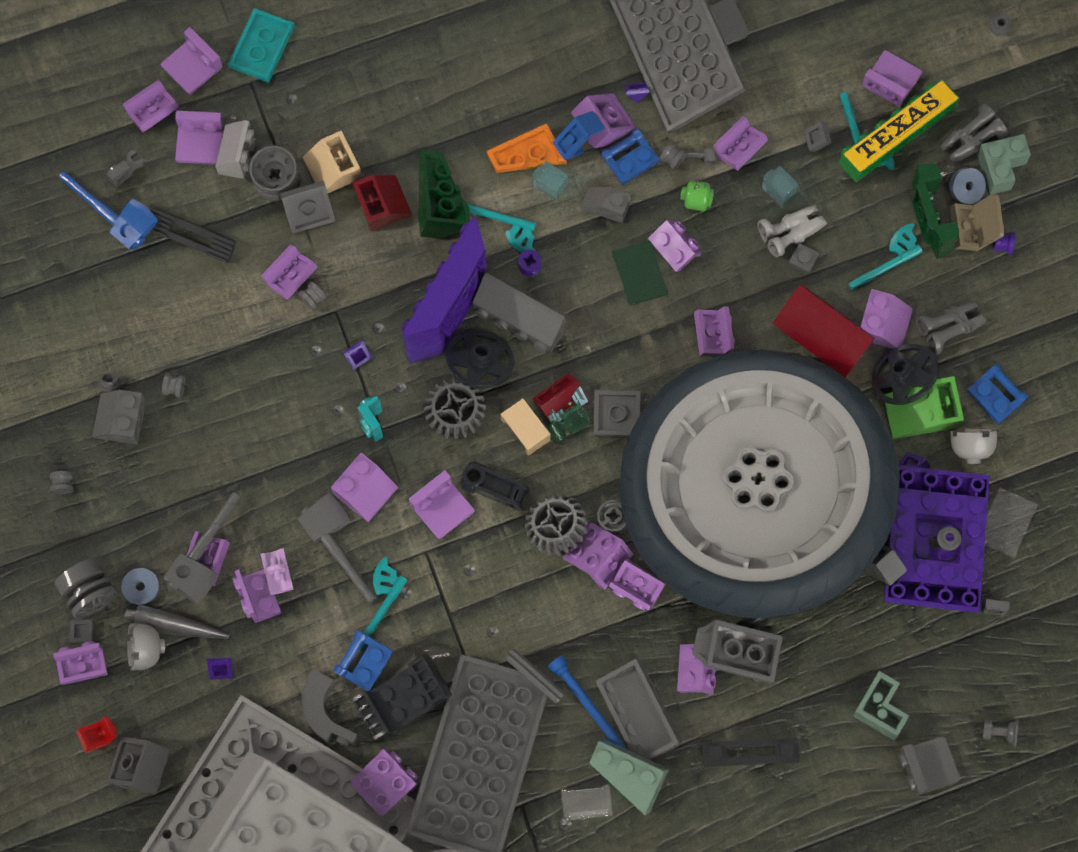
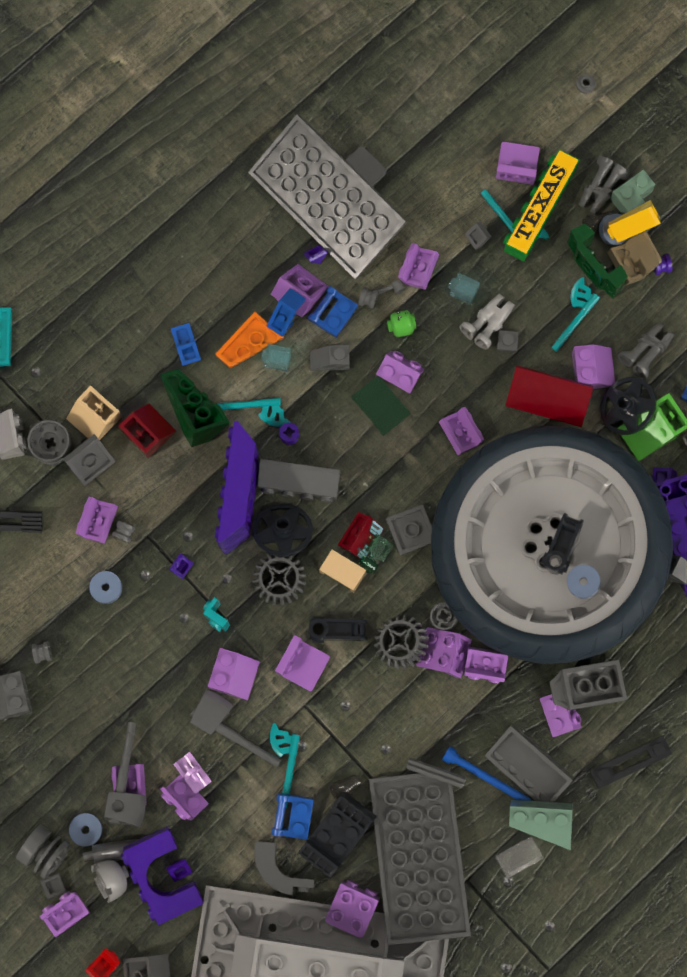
camera: 20 degrees left, 5 degrees up
(187, 696) = (162, 904): none -> dark purple arch
(273, 355) = (112, 593): none -> sand blue piece
(460, 129) = (185, 344): none -> blue slope
(768, 482) = (563, 544): none -> black piece
(777, 540) = (583, 572): none -> sand blue piece
(989, 182) = (634, 222): none -> yellow slope

